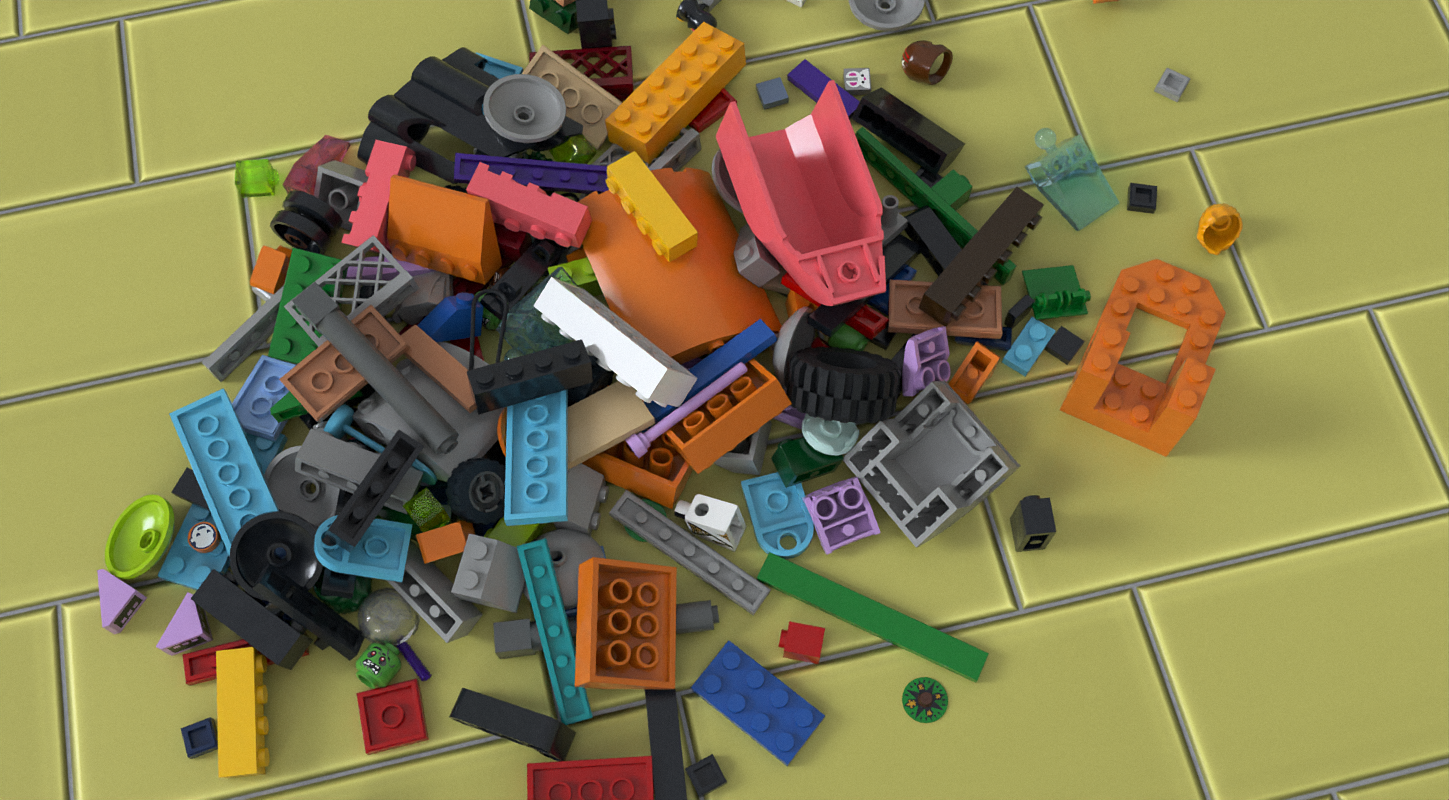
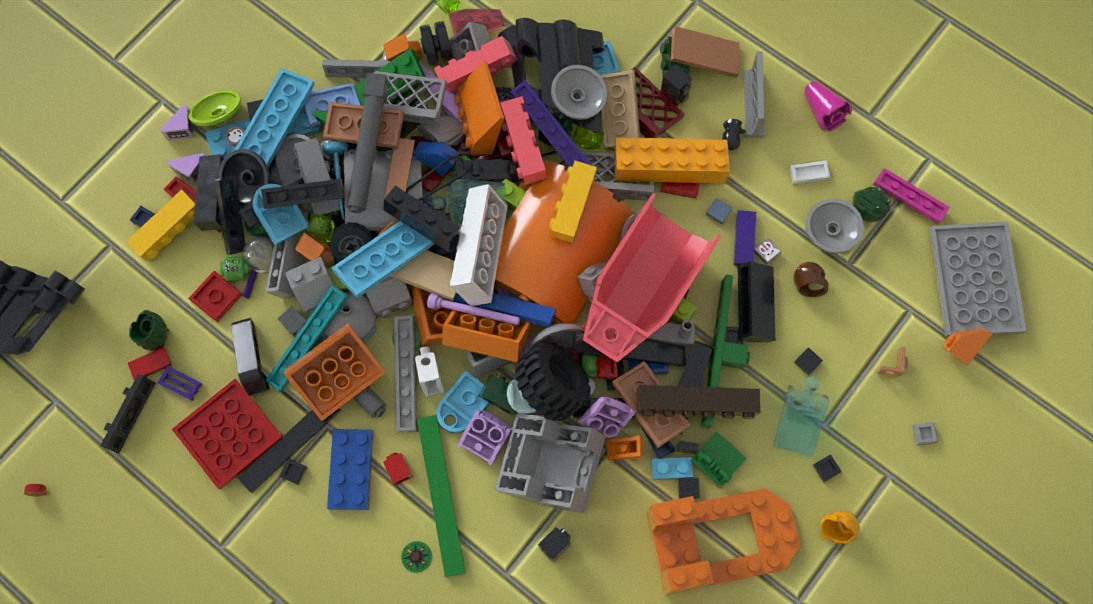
camera: 55 degrees right, 5 degrees up
(1011, 131) = (808, 361): none -> black tile
(1082, 50) = (902, 362): none -> nougat bracket

